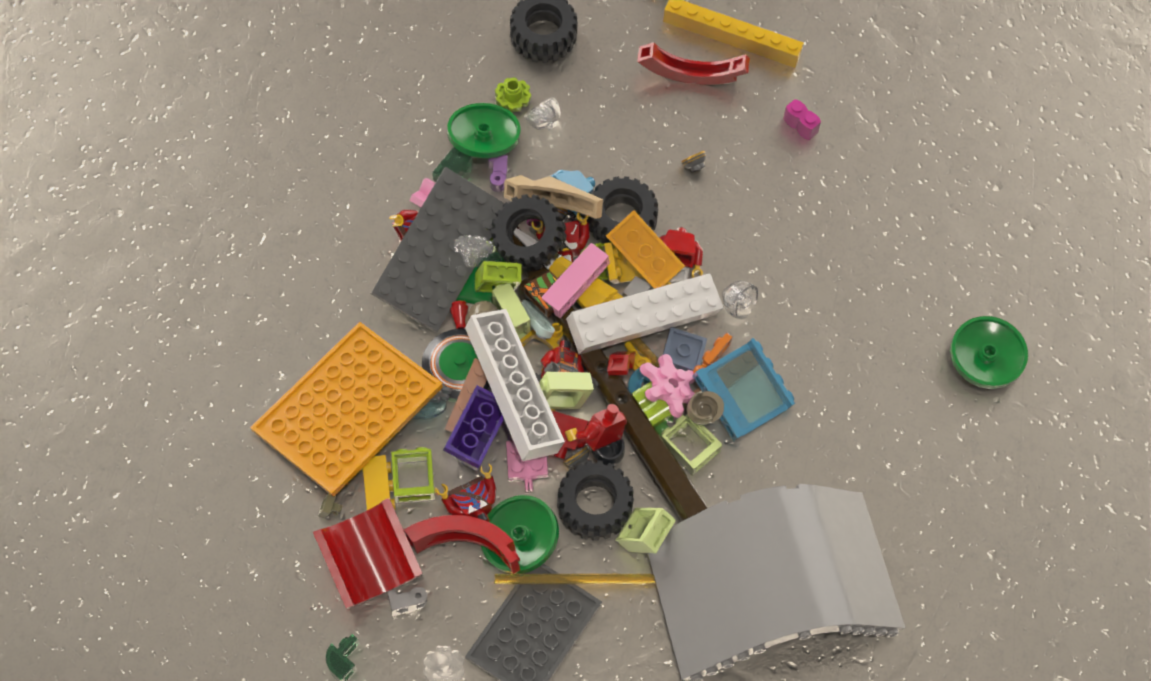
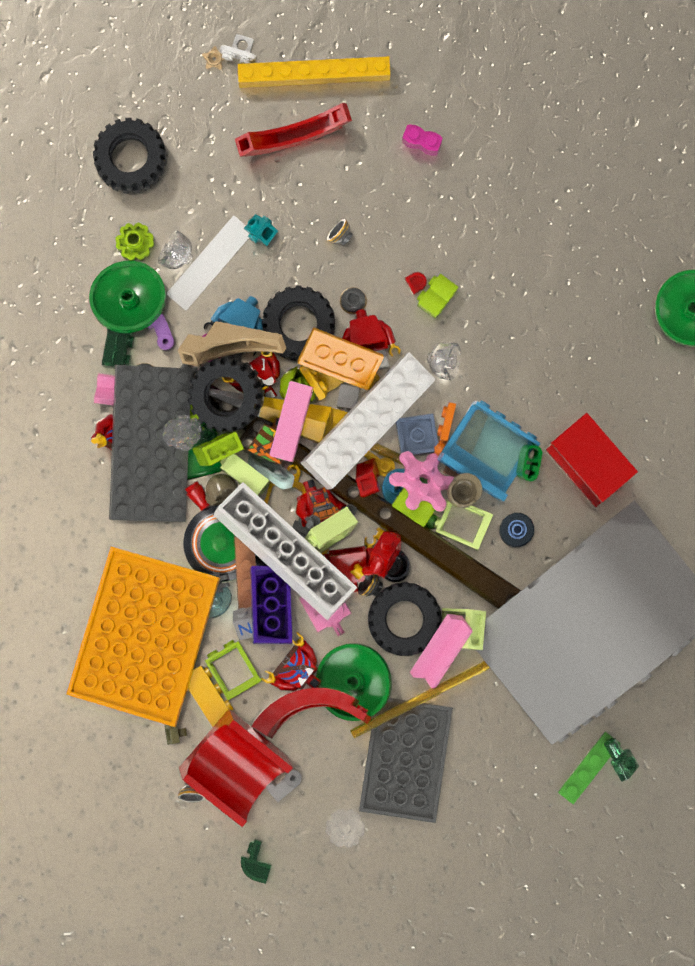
camera: 20 degrees left, 20 degrees up
(315, 567) = (188, 794): none -> dark grey piece
(441, 435) = (243, 622): none -> light grey brick
(568, 139) = (209, 263): none -> white sticker
(616, 537) = (442, 649): none -> bright pink panel
(626, 128) = (260, 229): none -> teal brick
(679, 218) = (353, 300): none -> dark grey piece
(741, 477) = (510, 530): none -> black wheel
(743, 229) = (416, 282): none -> red tile
(757, 246) = (437, 296): none -> lime brick
(773, 414) = (536, 462): none -> green beam
(838, 432) = (591, 460): none -> red piece

